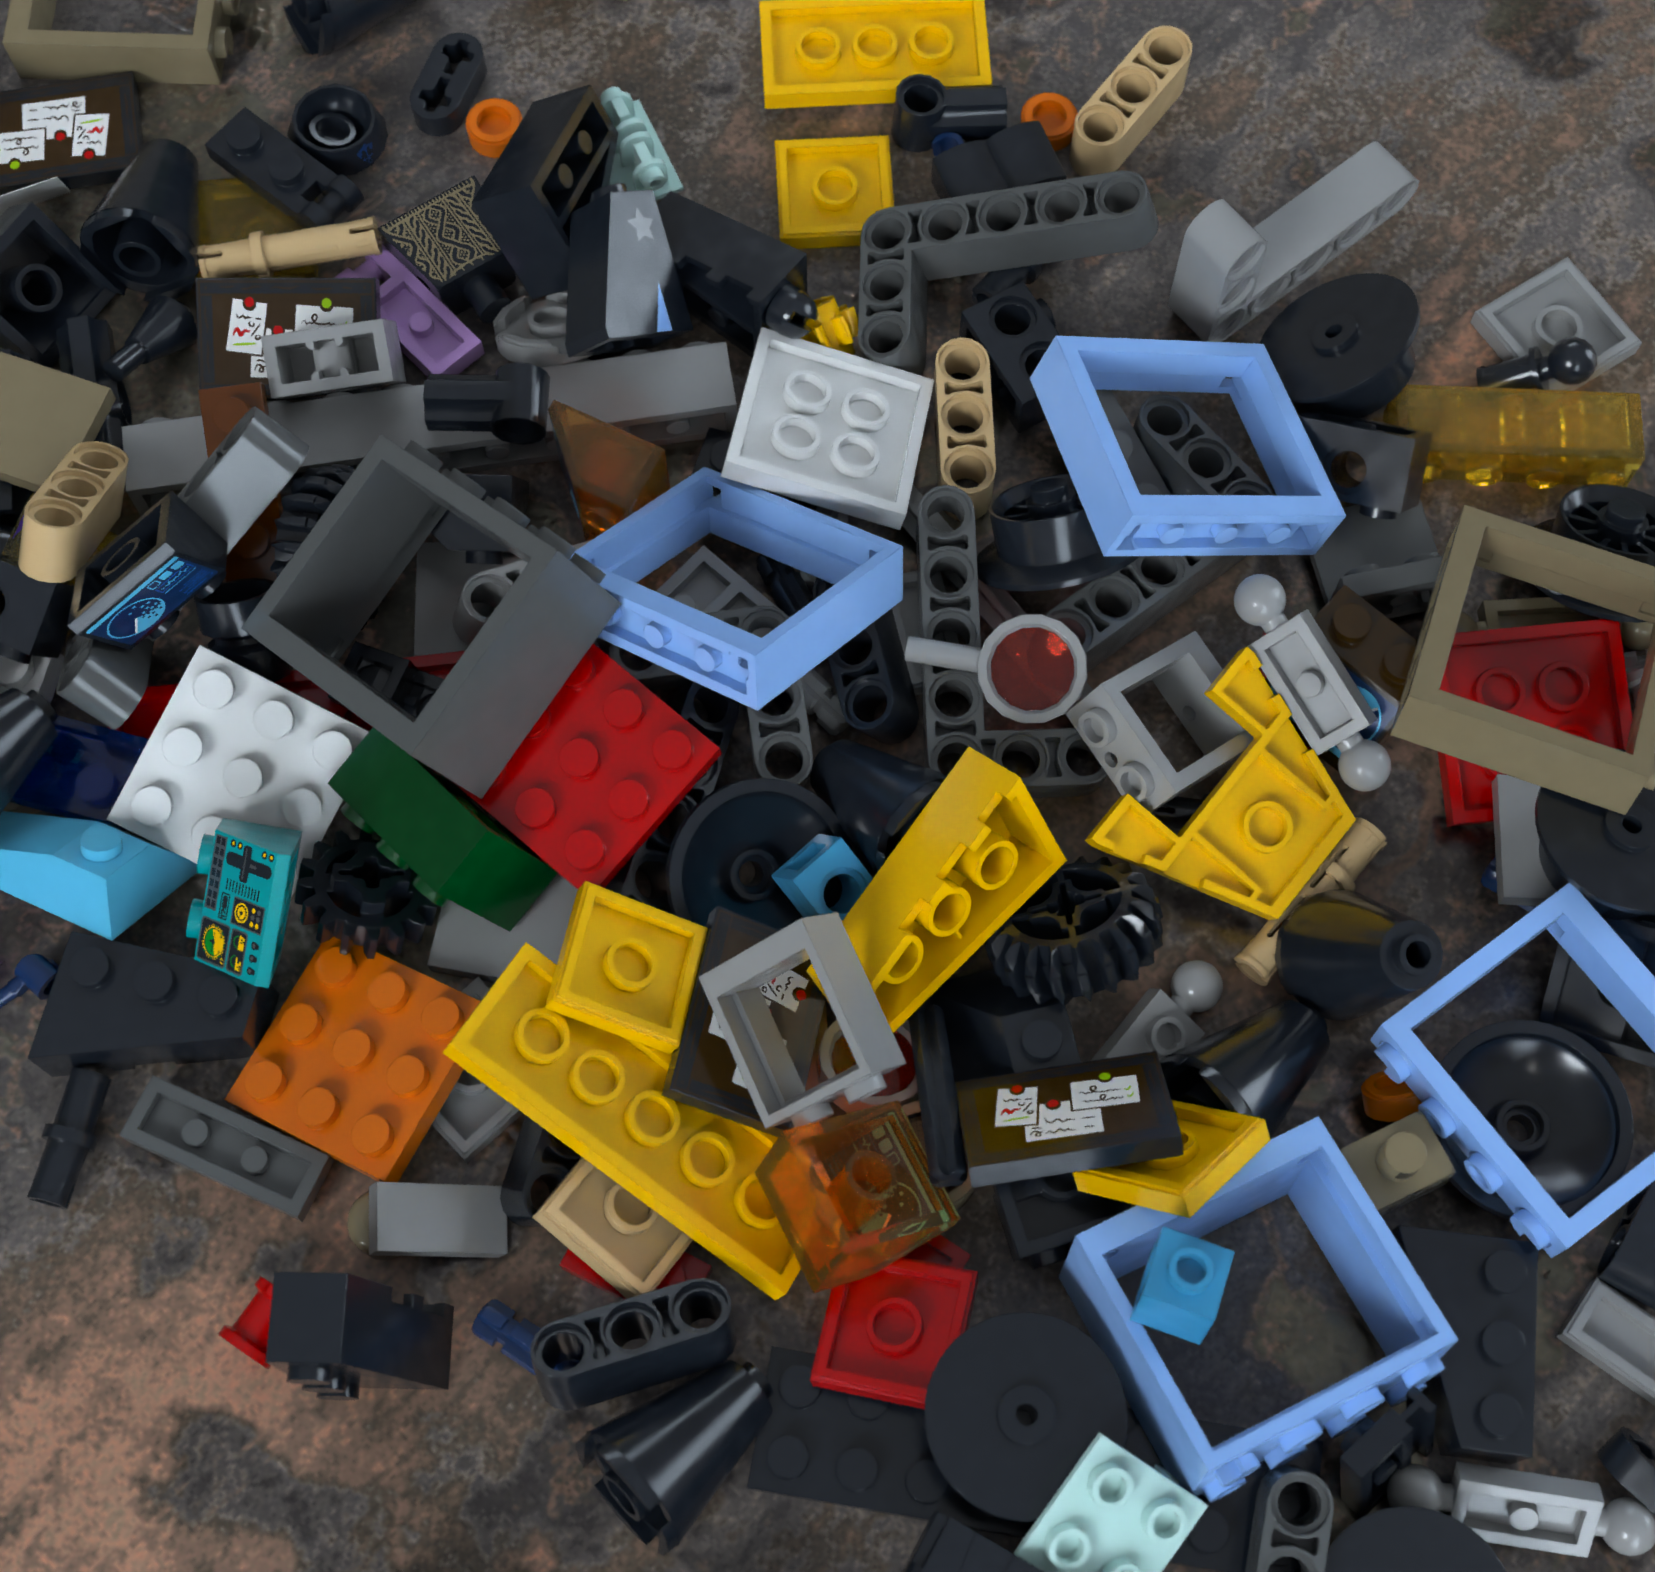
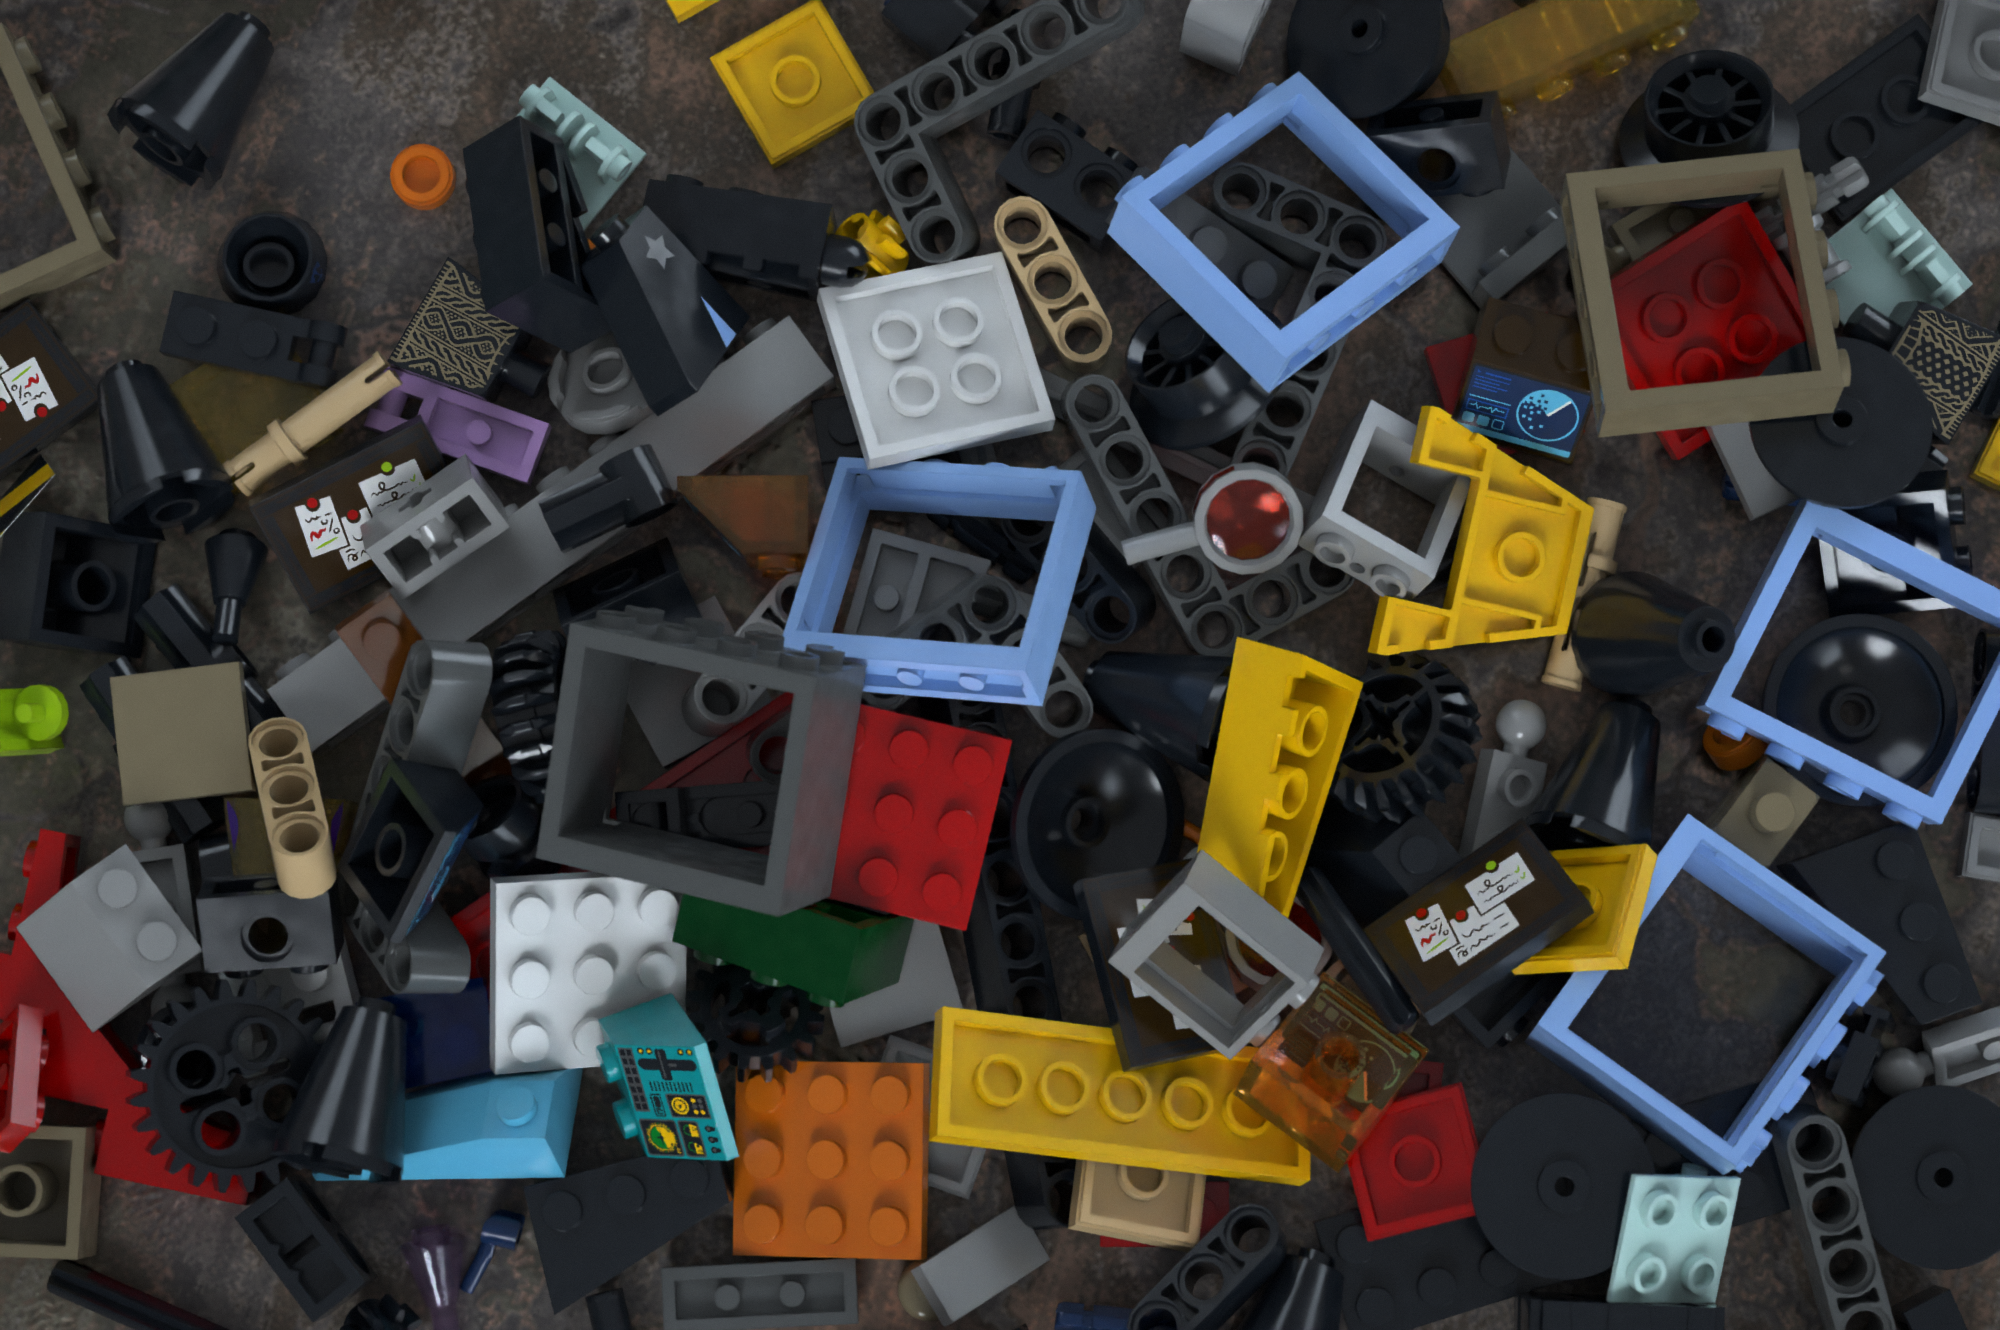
camera: 25 degrees left, 15 degrees up
(438, 80) = (335, 154): black beam -> none
(627, 968) = (1036, 978): yellow tile -> none
(813, 866) = (1143, 803): dark azure brick -> none
(1182, 1285) = (1648, 1030): dark azure brick -> none
(1312, 682) = (1502, 408): light grey plate -> none

